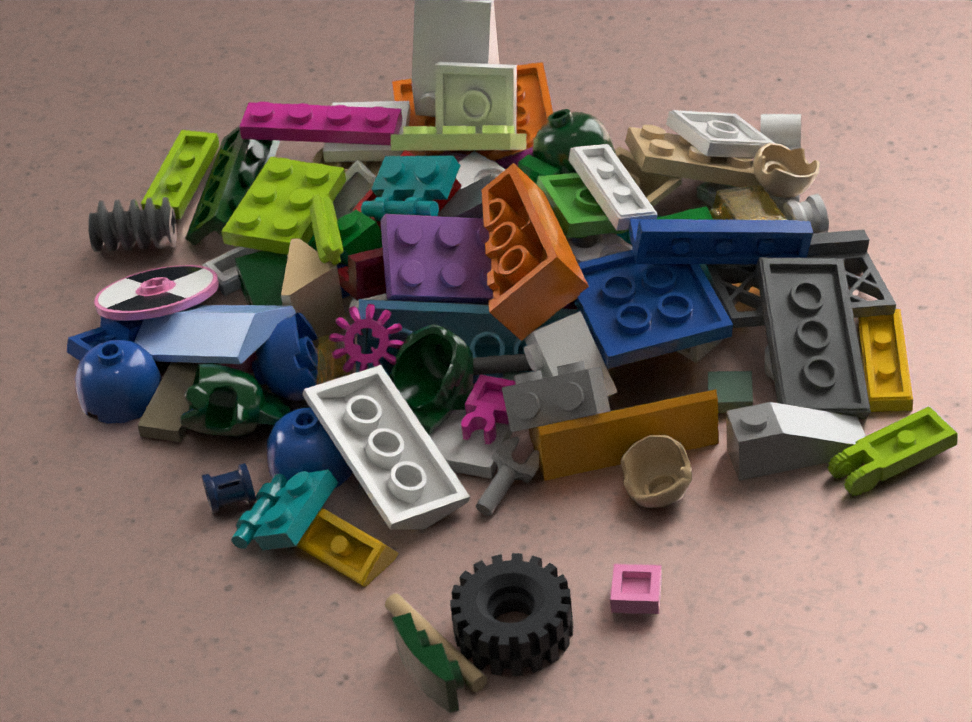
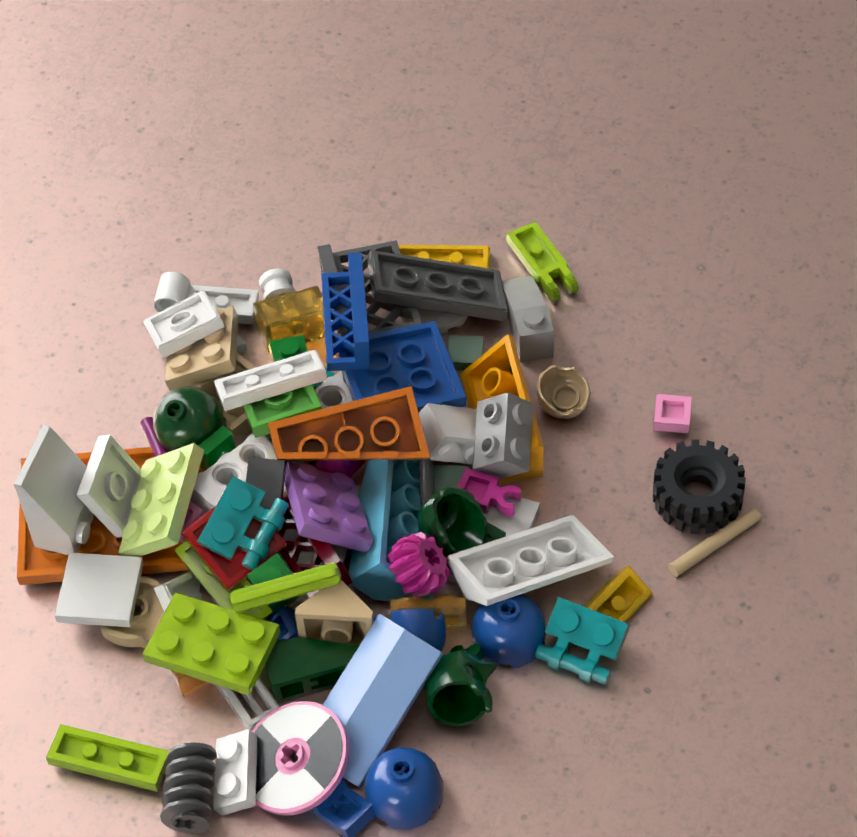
camera: 90 degrees left, 10 degrees up
(133, 258) = (235, 772): none -> white plate
(168, 404) = (441, 742): dark tan tile -> none
(228, 488) = (550, 685): dark blue bush -> none
(229, 180) = (133, 698): dark green fence -> none
(320, 123) = (94, 619): dark pink plate -> none
(428, 663) = (756, 534): dark green slope -> none
(508, 472) = (536, 485): light grey bar -> none
(784, 170) = (242, 285): tan hair -> none

